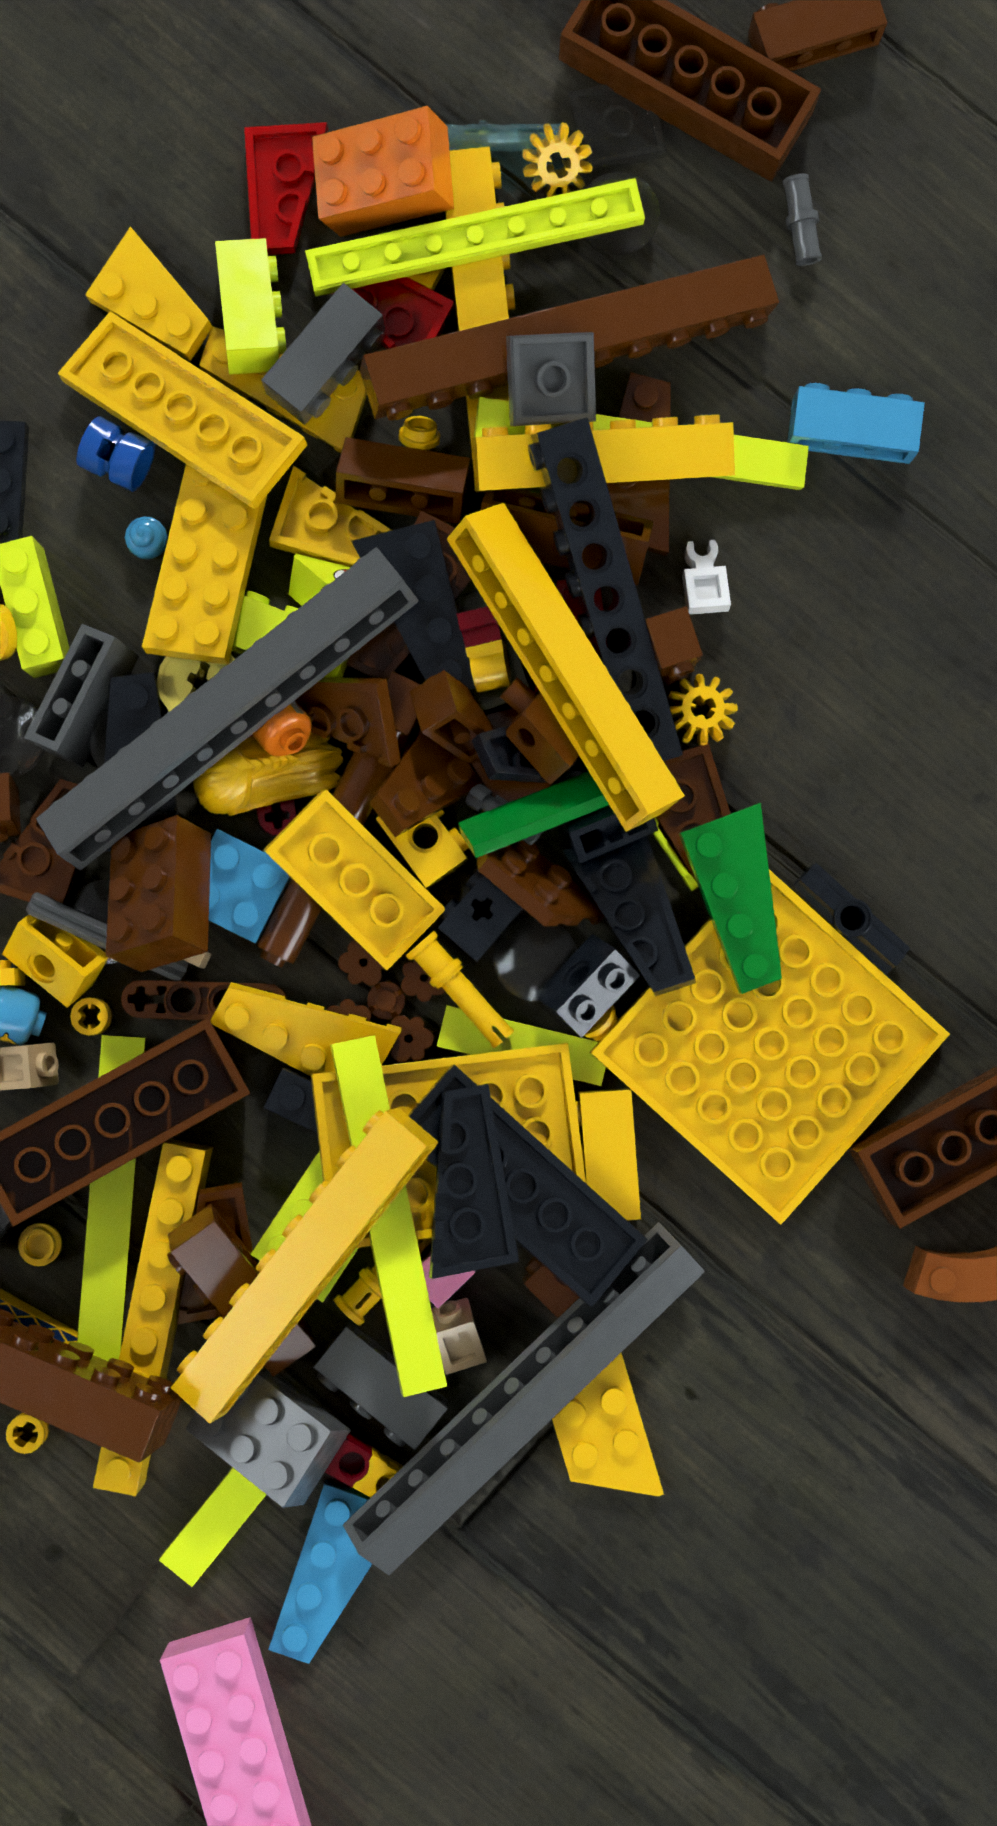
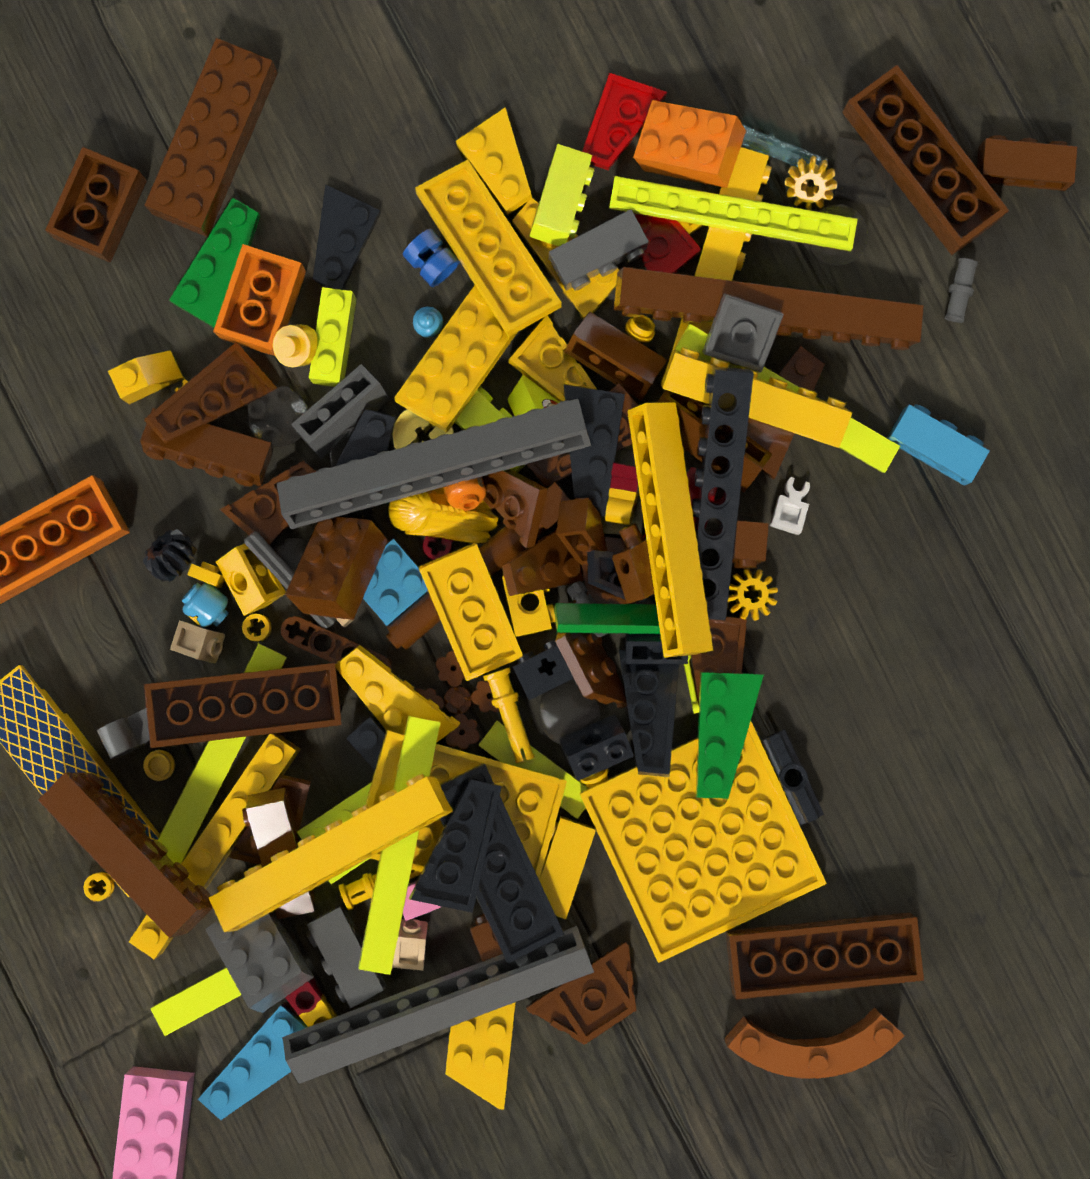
camera: 30 degrees right, 0 degrees up
(719, 1310) = (593, 1001): none -> reddish brown wing

